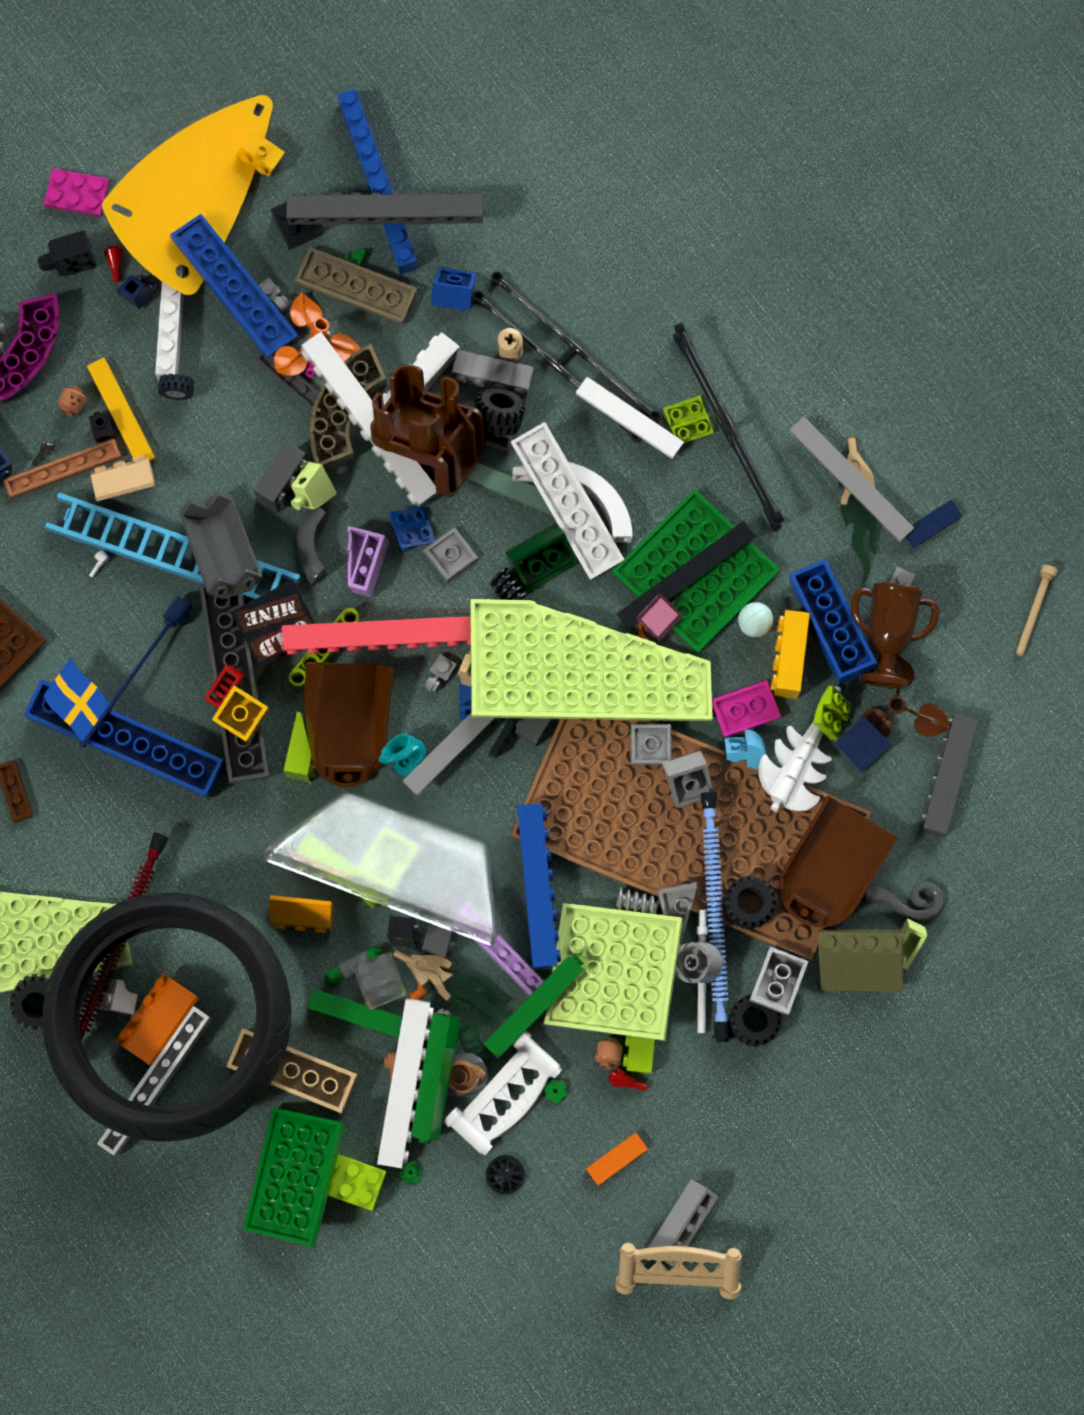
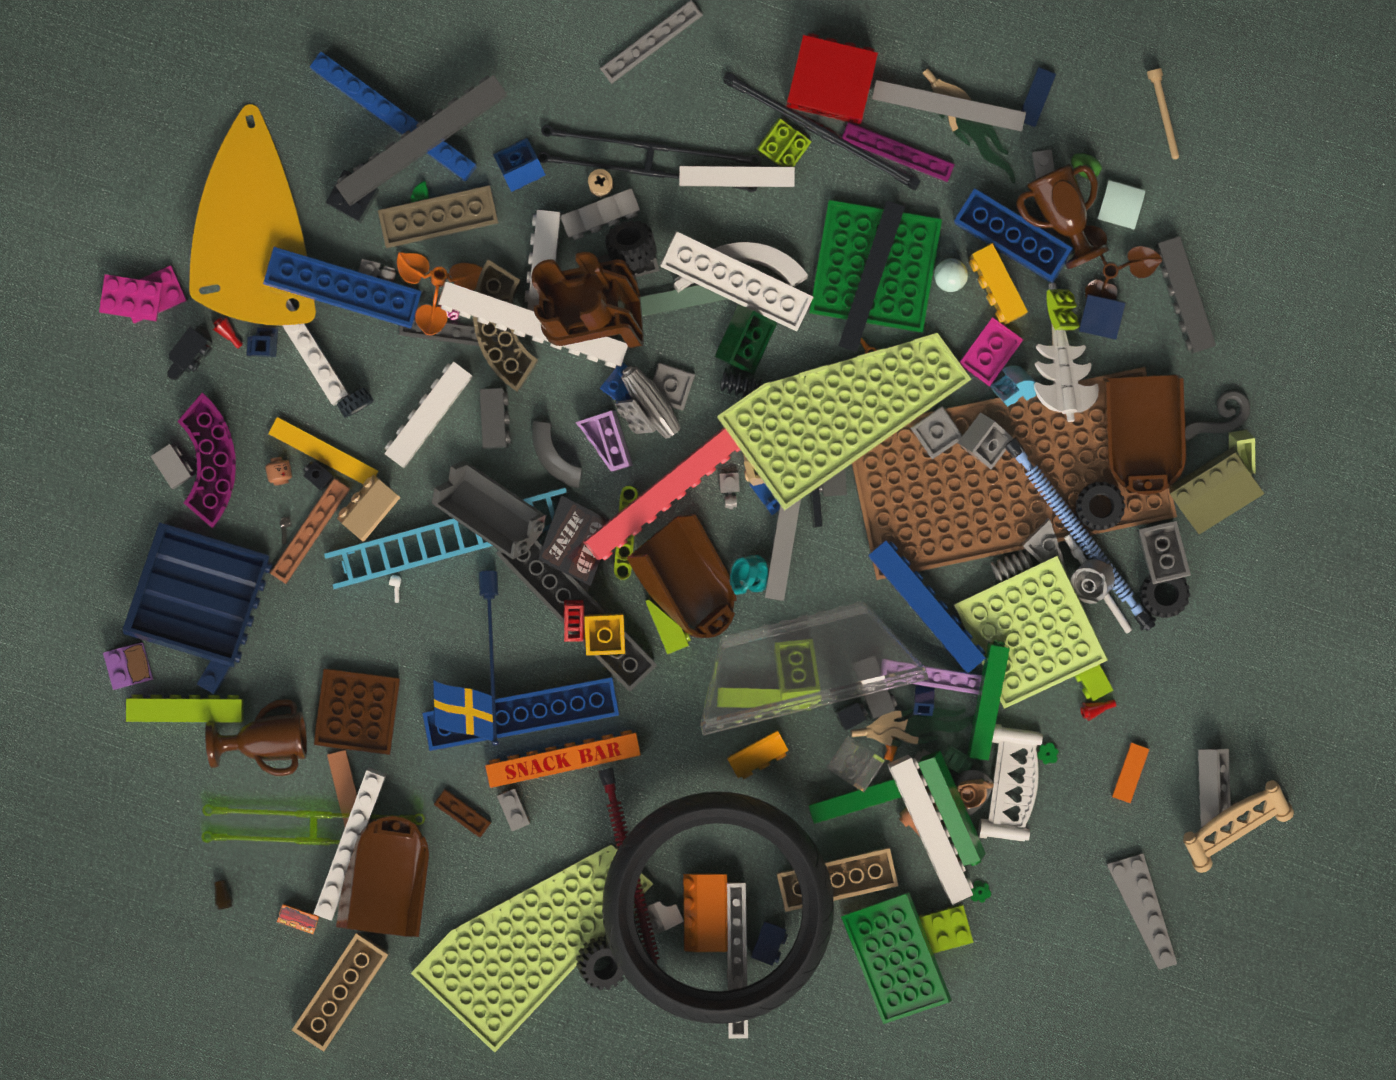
camera: 35 degrees left, 10 degrees up
(55, 180) = (130, 297): none -> dark pink plate
(59, 816) = (513, 809): none -> light grey brick
(131, 803) = (562, 760): none -> orange brick
(193, 1085) = (769, 942): none -> dark blue brick
(229, 439) = (428, 415): none -> white brick
(260, 153) = (281, 159): yellow brick -> none
(312, 487) = (525, 411): yellowish green torso -> none
(345, 968) = (821, 771): piece -> none
(417, 552) = (648, 407): none -> light grey plate
(478, 967) = (923, 700): none -> dark blue brick
(505, 1174) = (1053, 843): black wheel -> none
(549, 1275) = (1138, 893): none -> light grey wing
(608, 1053) = (1069, 696): nougat head -> none
(635, 264) = (651, 42): none -> light grey tile
(659, 617) = (874, 325): clear pink piece -> none
(766, 390) = (832, 79): none -> red brick
(782, 491) = (898, 152): none -> magenta tile
(944, 610) = (1088, 160): none -> bright green animal
(945, 661) = (1121, 204): none -> light aqua slope

